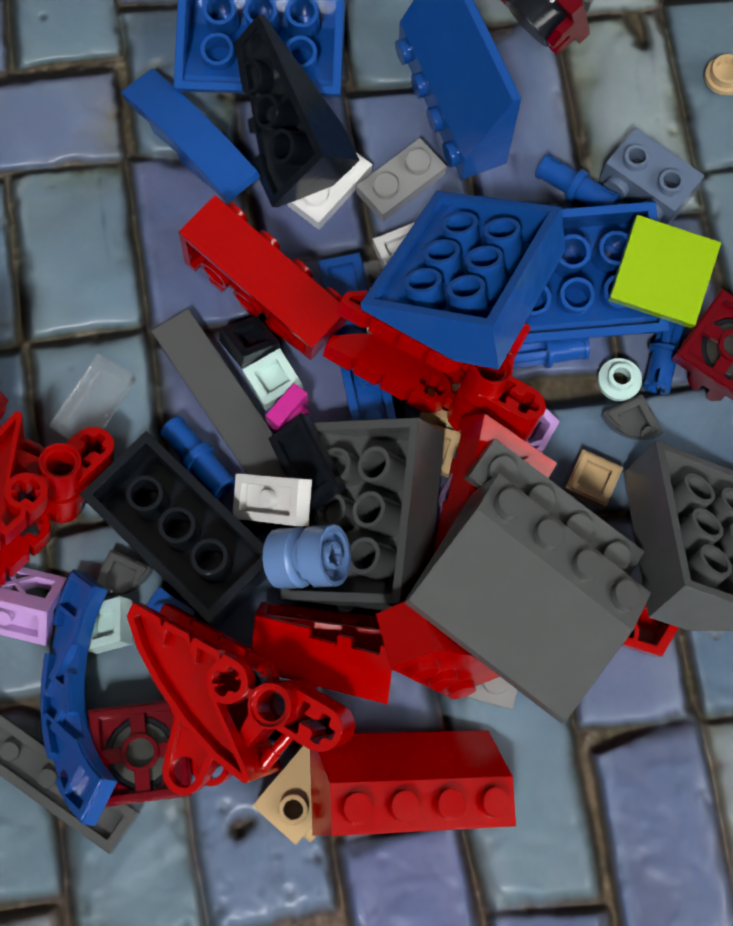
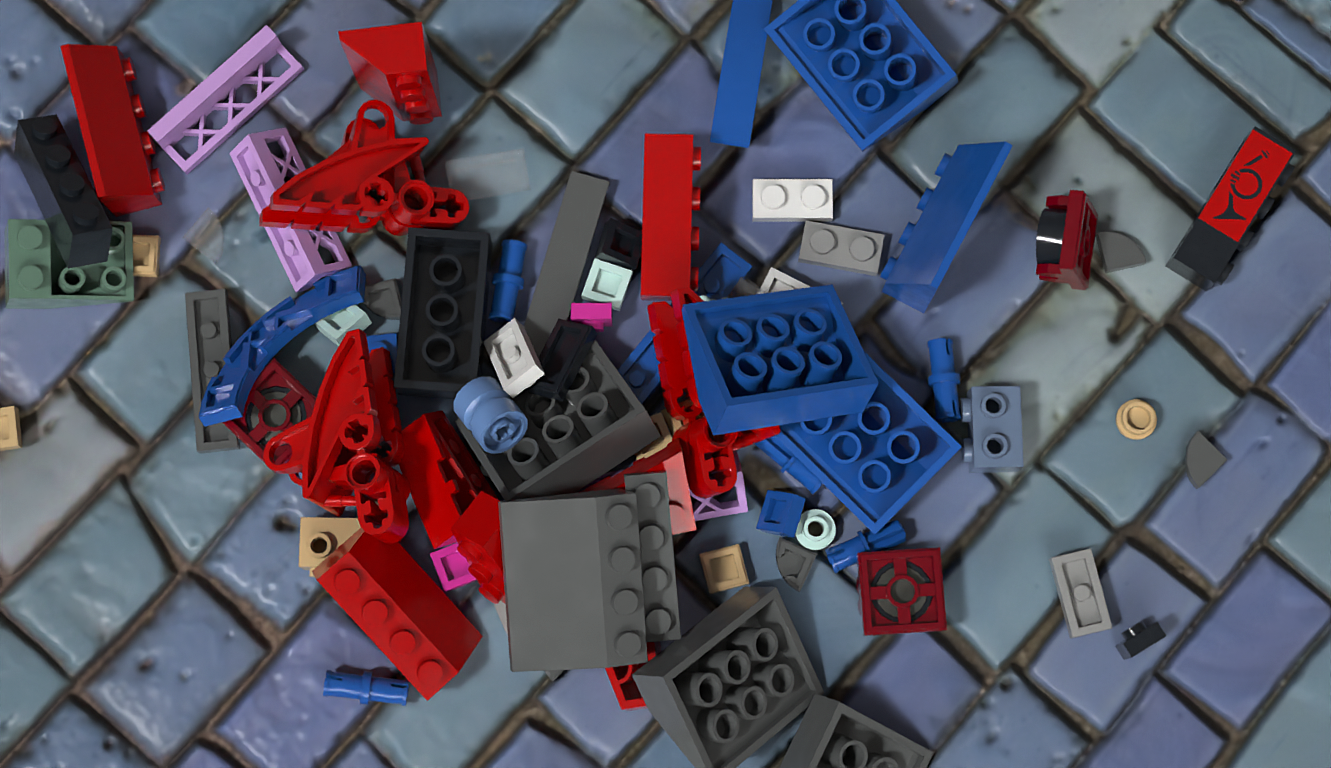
camera: 50 degrees right, 5 degrees up
(295, 128) = (803, 145): black wedge -> none
(408, 702) = (451, 568): none -> dark pink plate
(453, 874) = (366, 687): none -> blue pin
(585, 394) = (780, 513): none -> blue plate
(664, 271) = (911, 495): lime tile -> none

